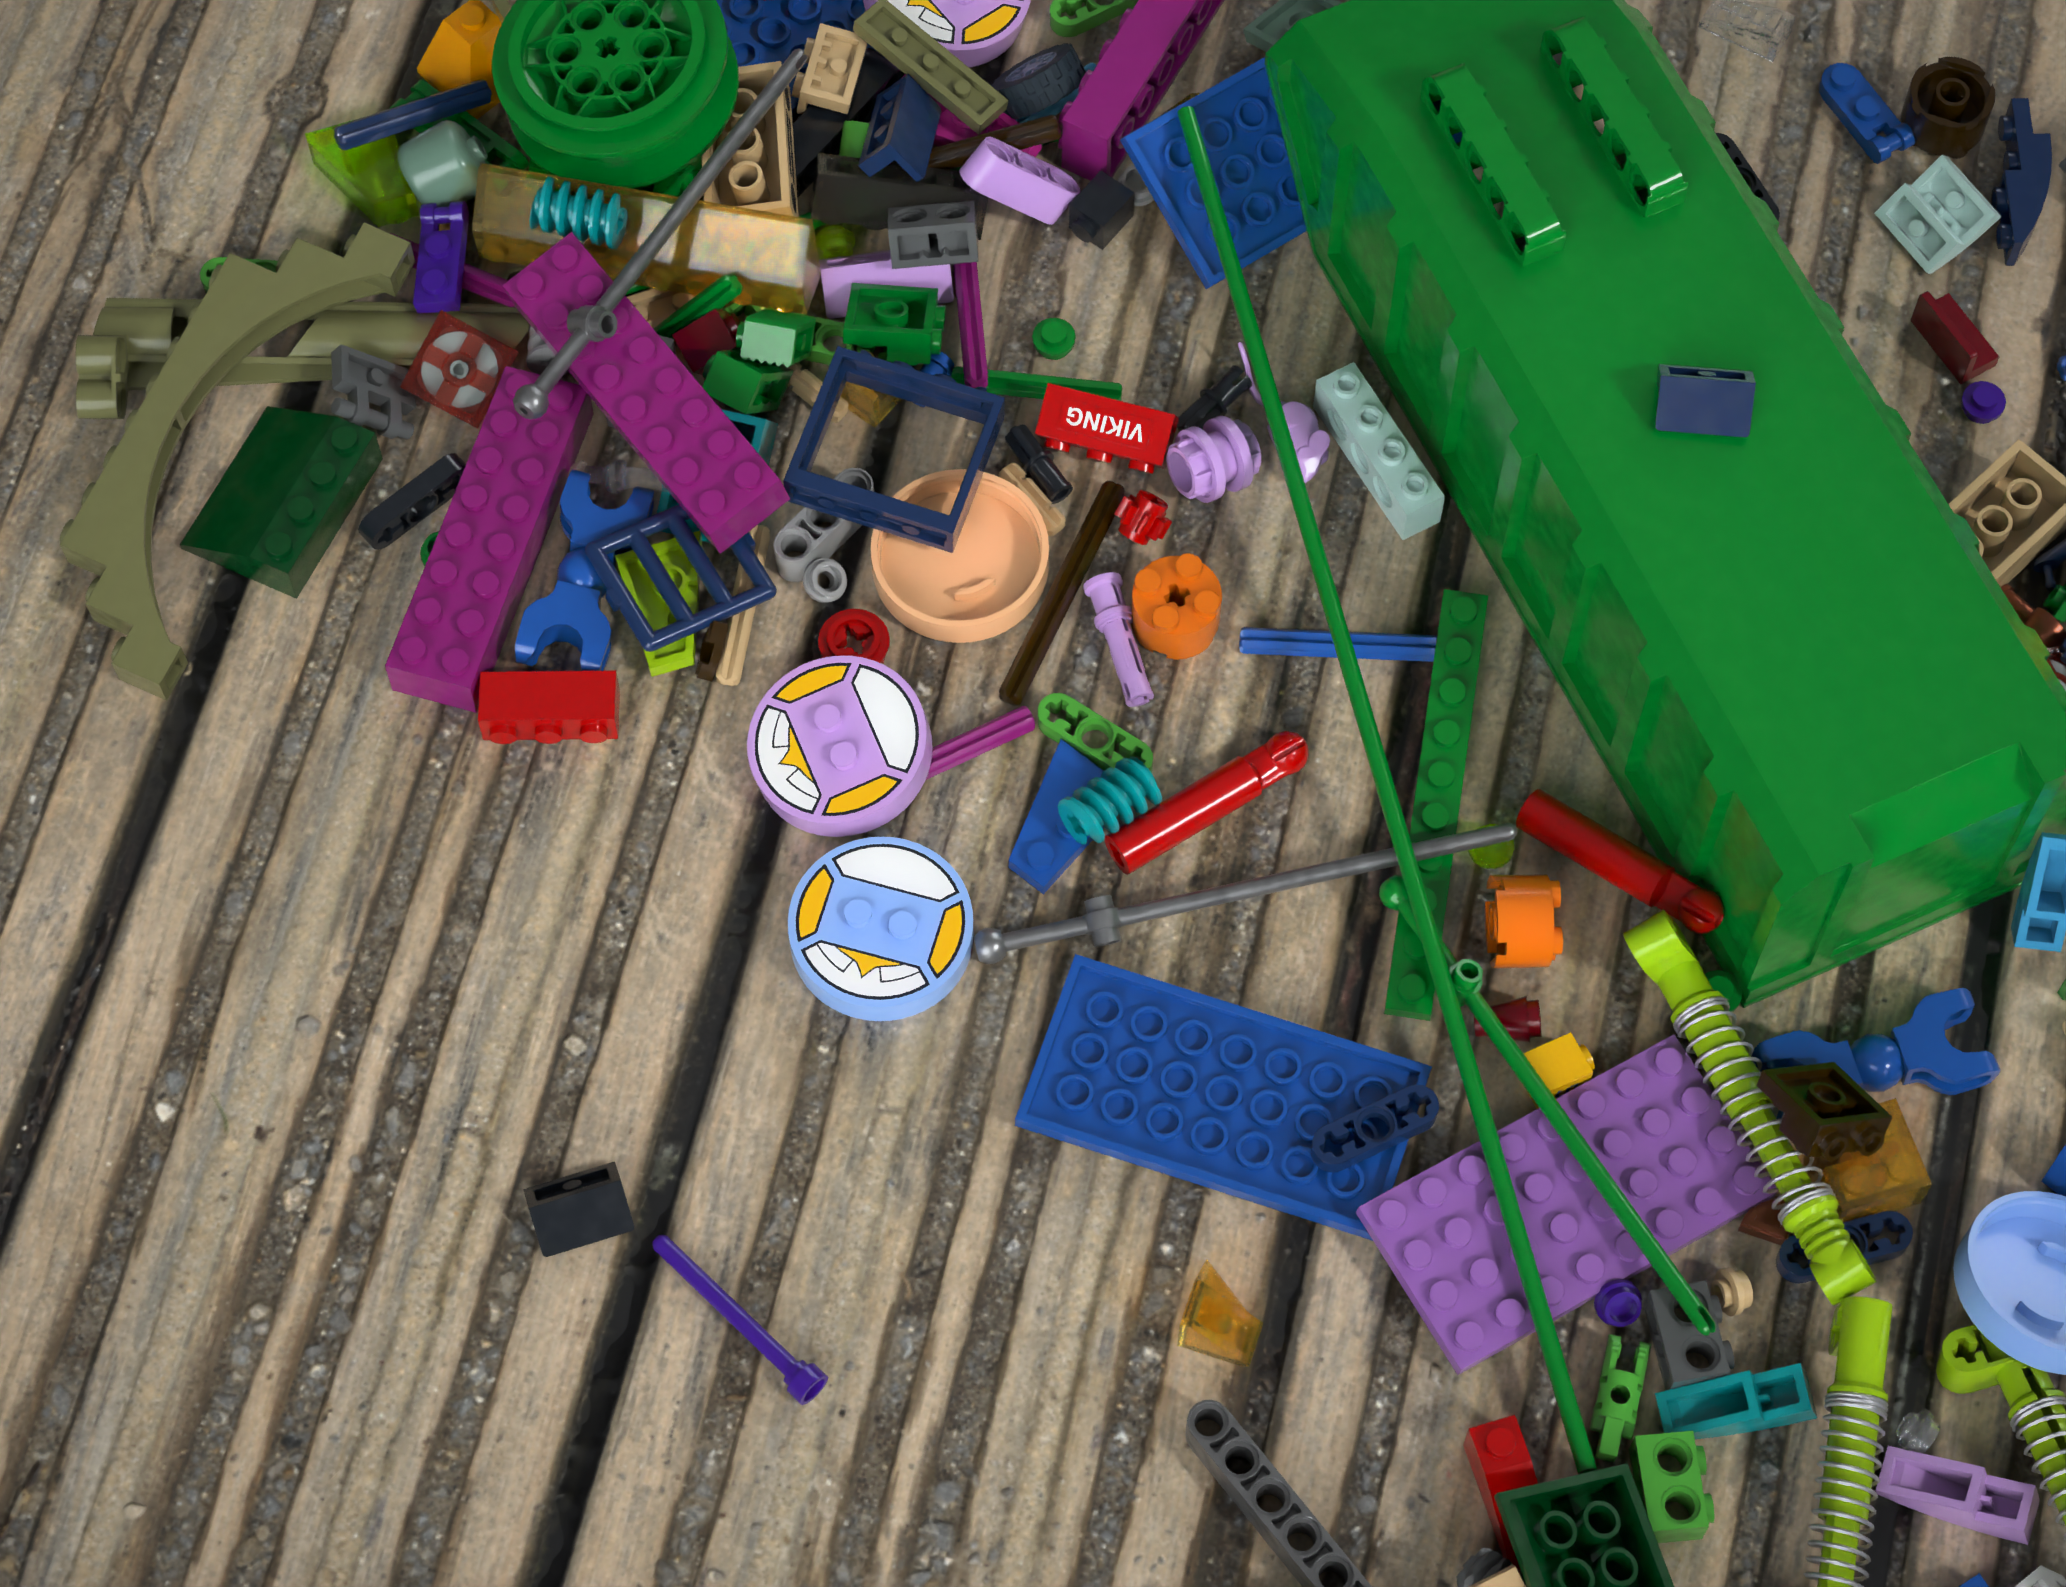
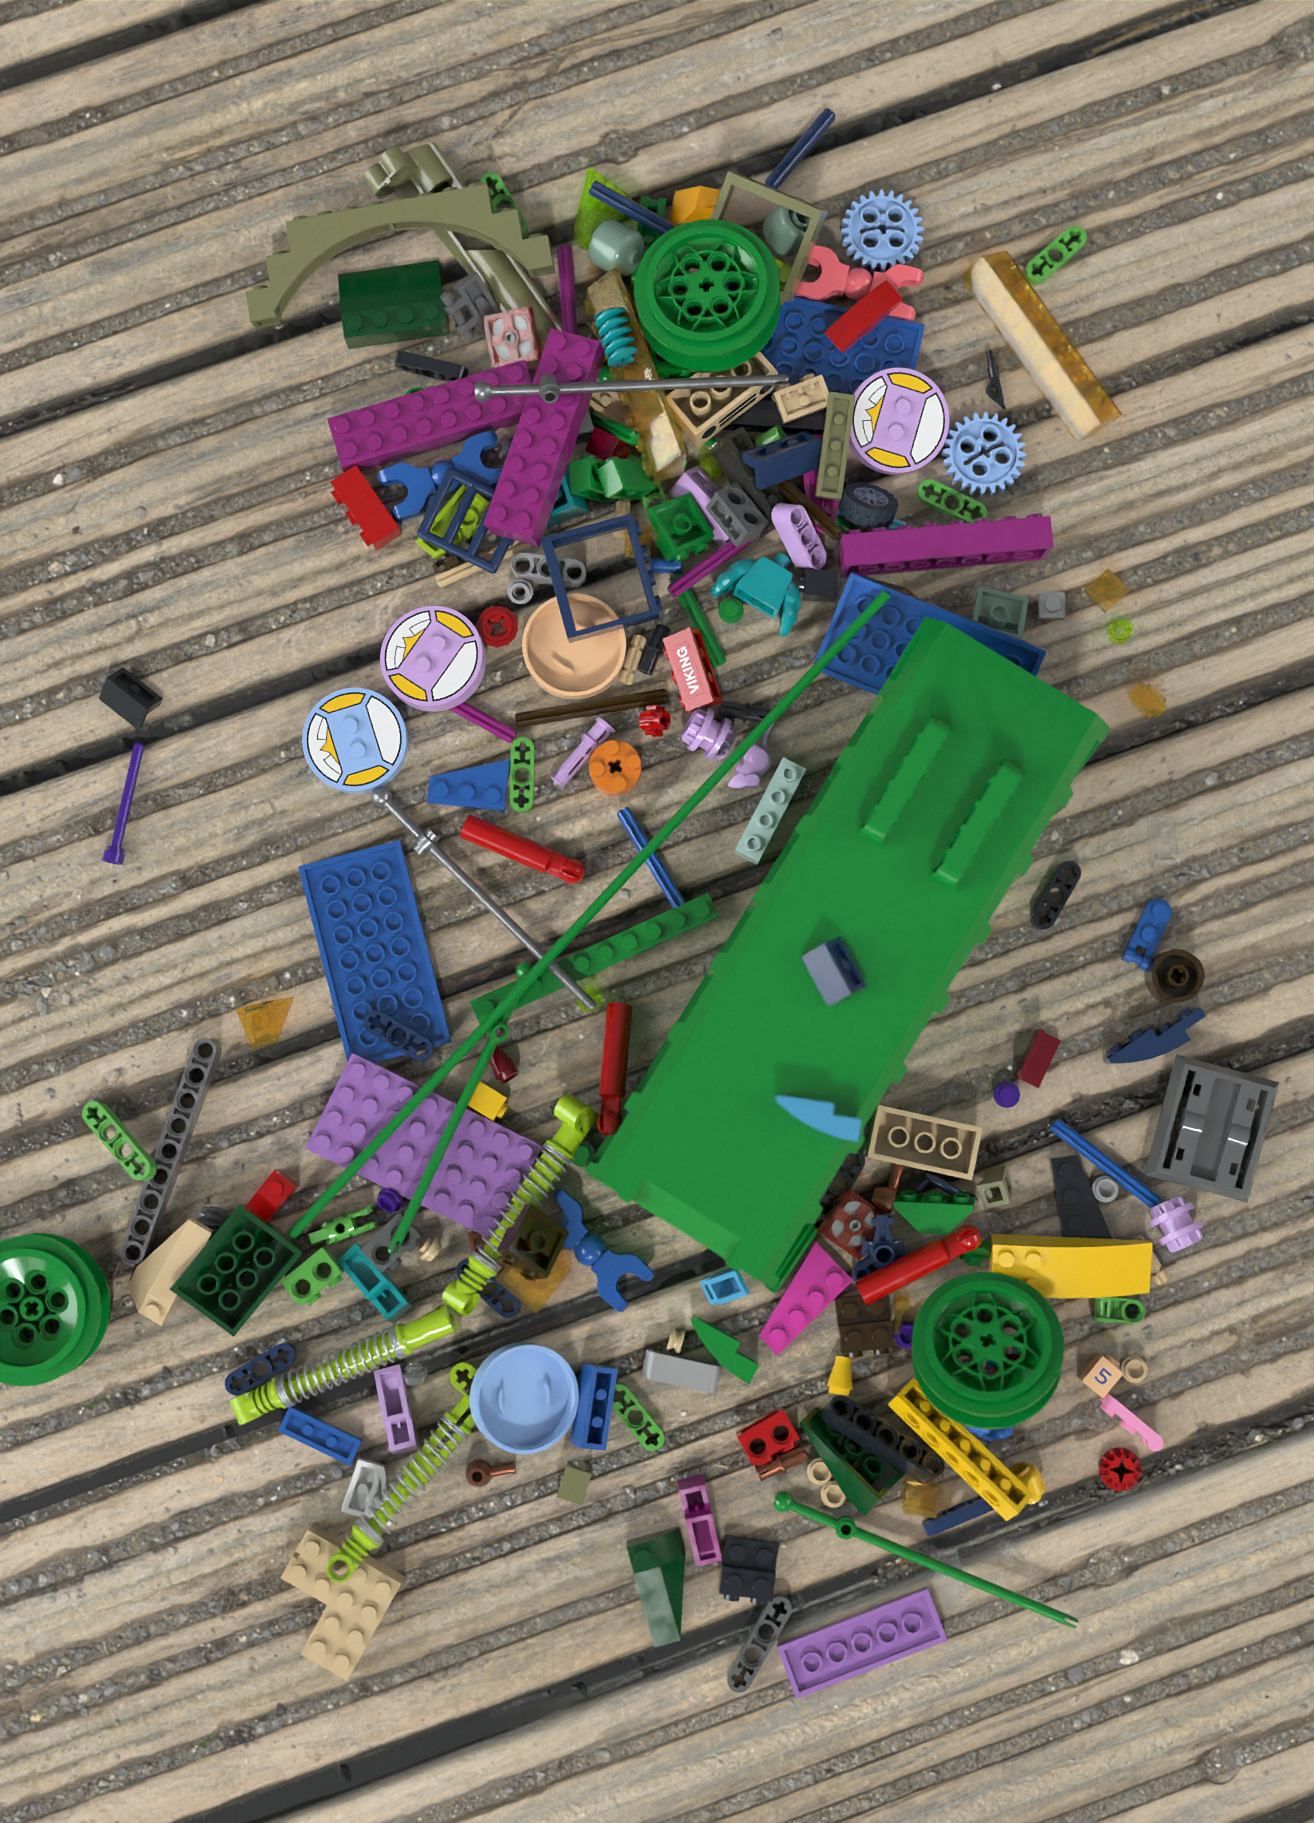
camera: 55 degrees right, 20 degrees up
(441, 258) = (565, 284): dark purple plate -> none
(1059, 272) = (765, 587): none -> teal torso
(1109, 798) = (483, 806): teal piece -> none
(1522, 921) = (549, 1039): orange brick -> none
(1906, 529) = (821, 1117): none -> dark azure slope
(1937, 215) = (1105, 1008): light aqua slope -> none

